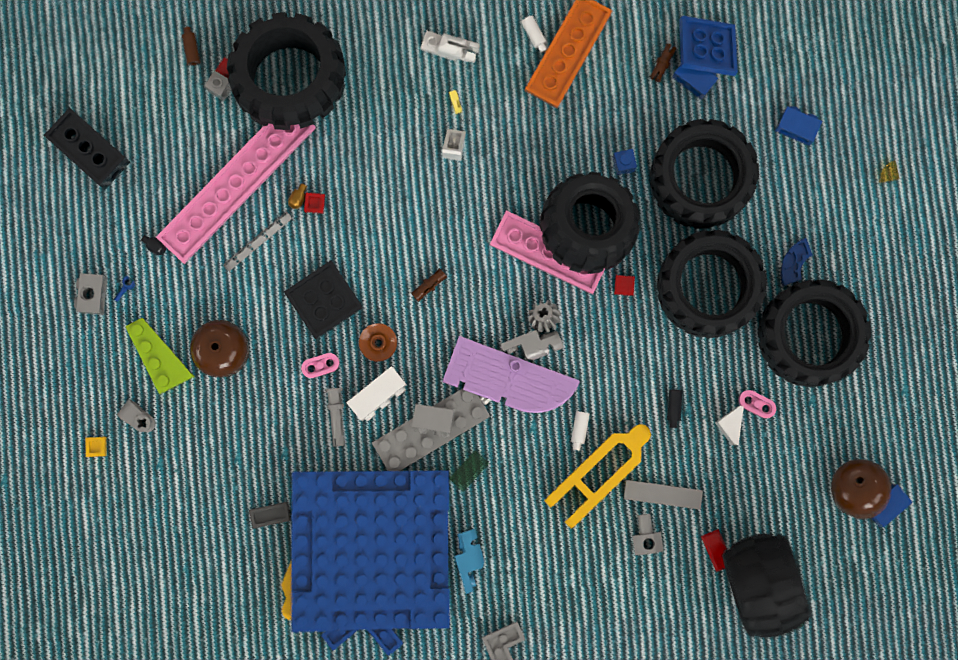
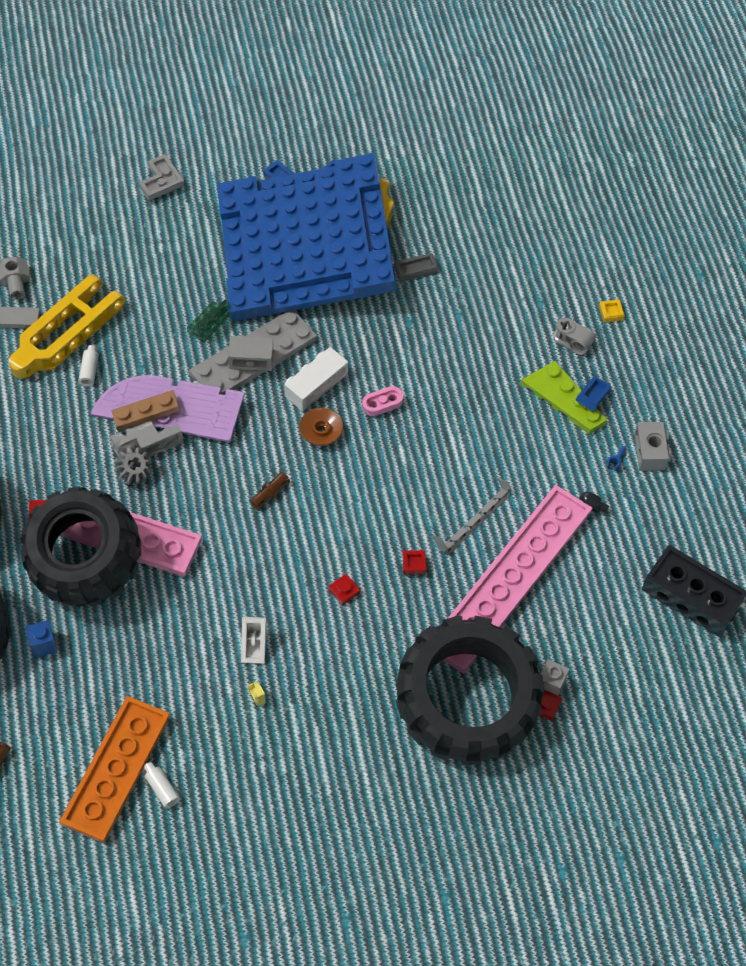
camera: 170 degrees right, 25 degrees down
(131, 352) = (593, 393): none -> blue tile
(190, 47) = (597, 725): reddish brown cylinder -> none
(230, 355) = (497, 407): reddish brown cylinder -> none
(297, 197) = (435, 567): pearl gold cylinder -> none
(323, 299) = (388, 464): black plate -> none
(335, 406) = (360, 362): light grey pin -> none
(375, 186) = (344, 589): none -> red plate
(450, 46) = (268, 755): white plate -> none
(470, 558) = (202, 243): dark azure plate -> none
(530, 371) = (145, 410): none -> medium nougat plate

